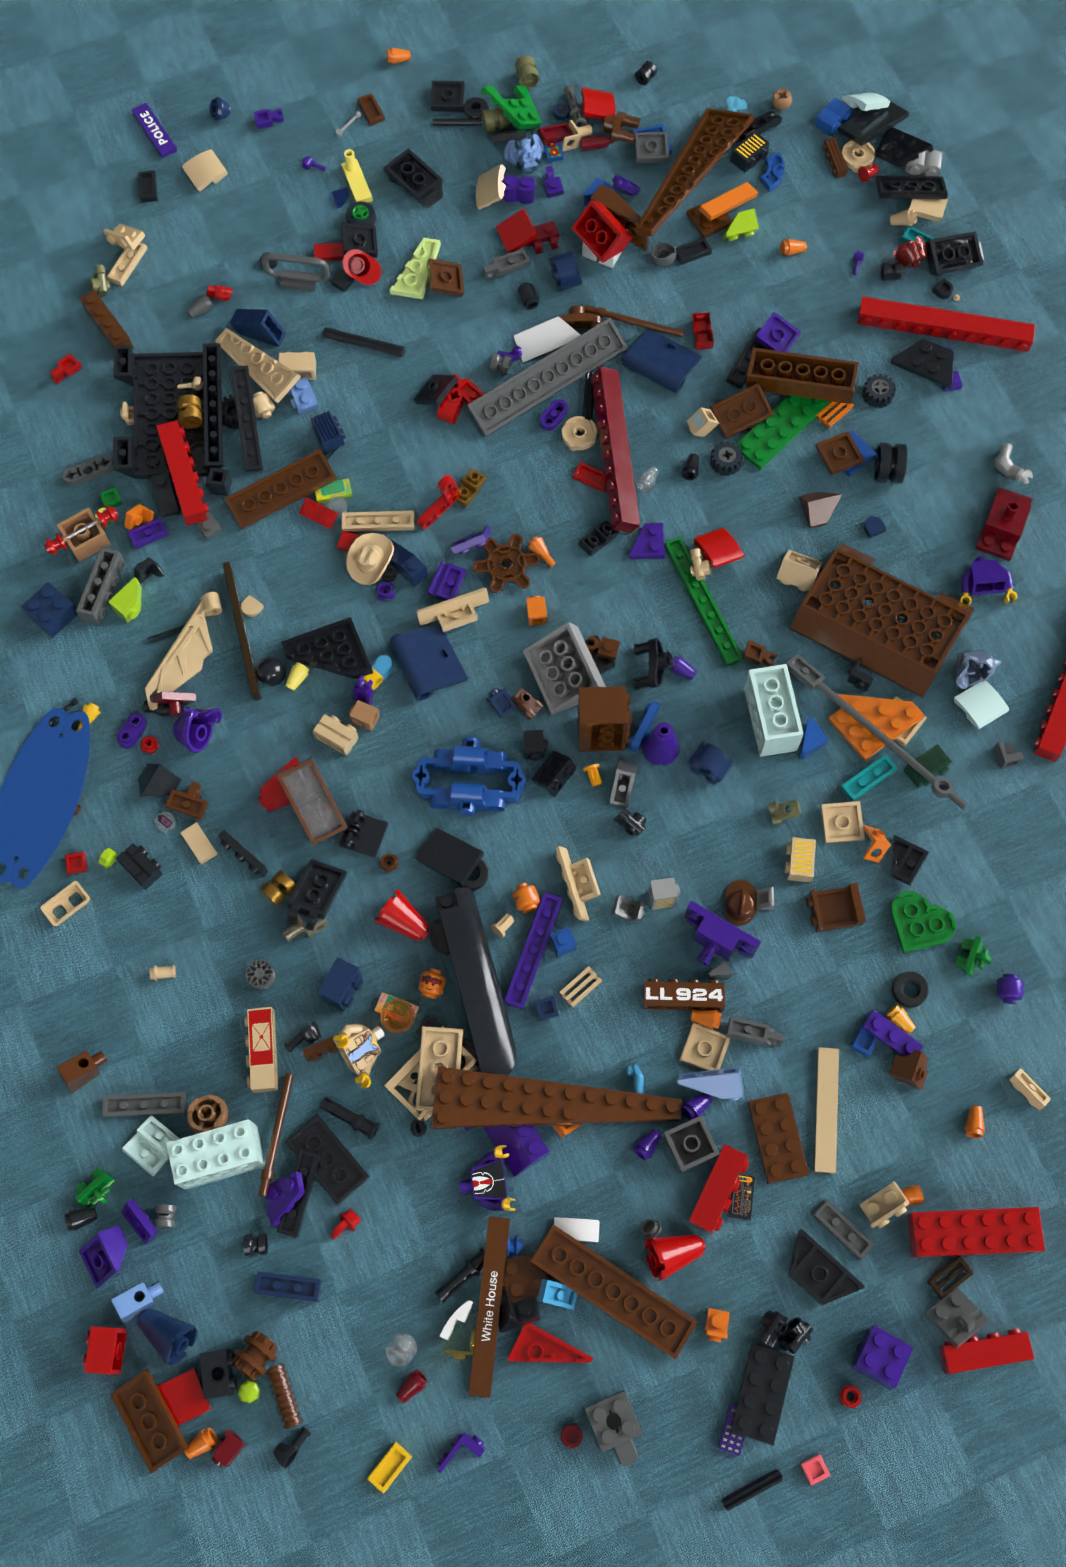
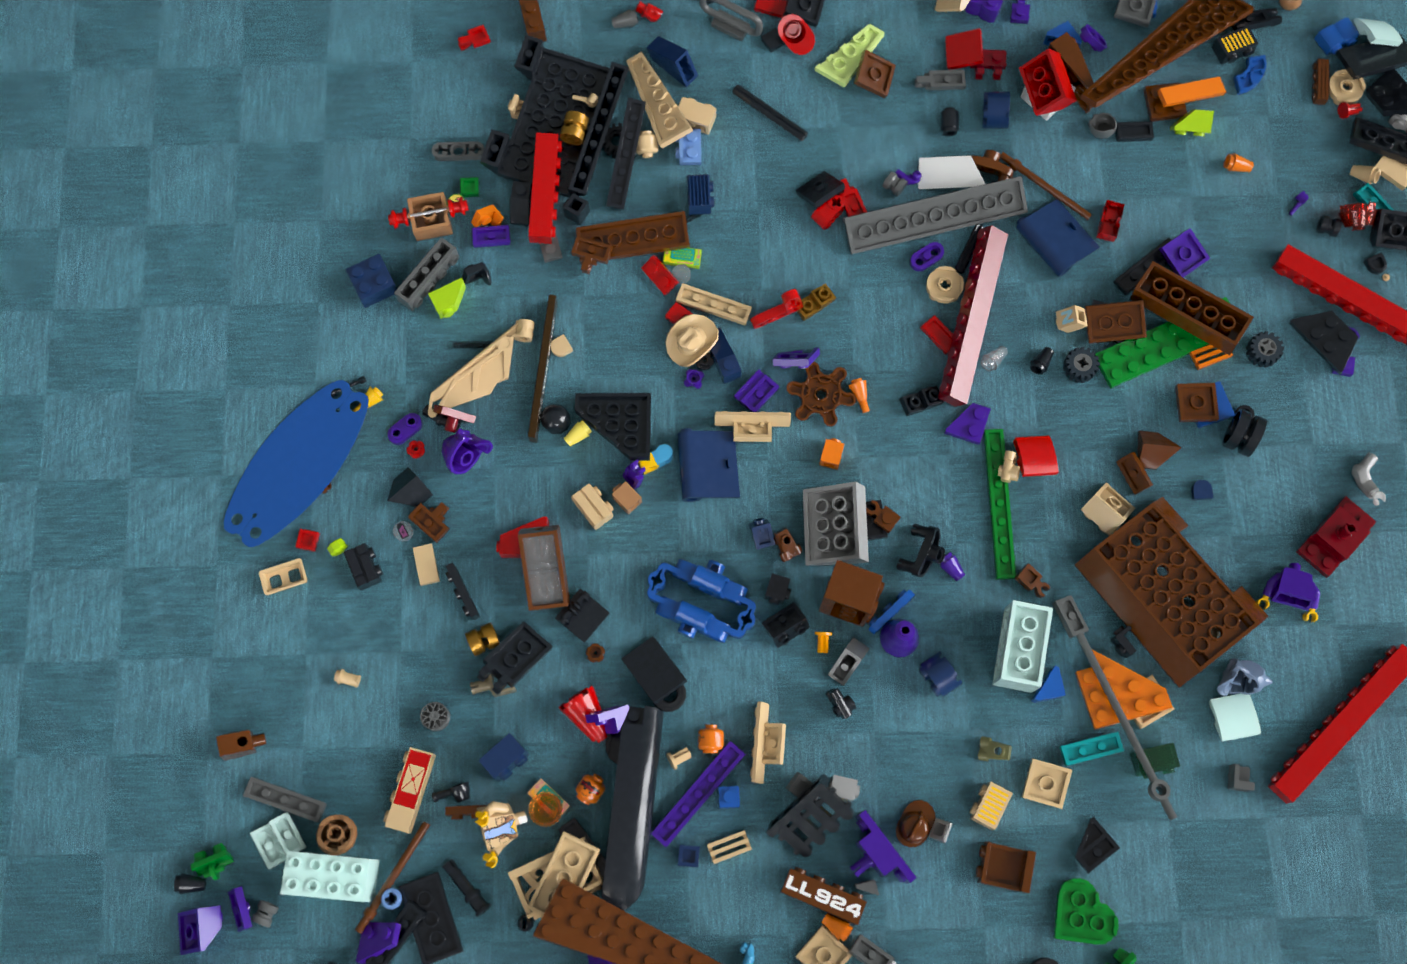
camera: 20 degrees right, 5 degrees up
(247, 514) = (591, 253): none -> reddish brown hinge
(279, 1149) = (386, 898): none -> medium blue cone
(427, 911) = (610, 717): none -> slope
(645, 918) = (814, 808): none -> black fence
(810, 532) = (1134, 473): none -> reddish brown plate
(879, 842) = (1075, 818): orange bracket -> none

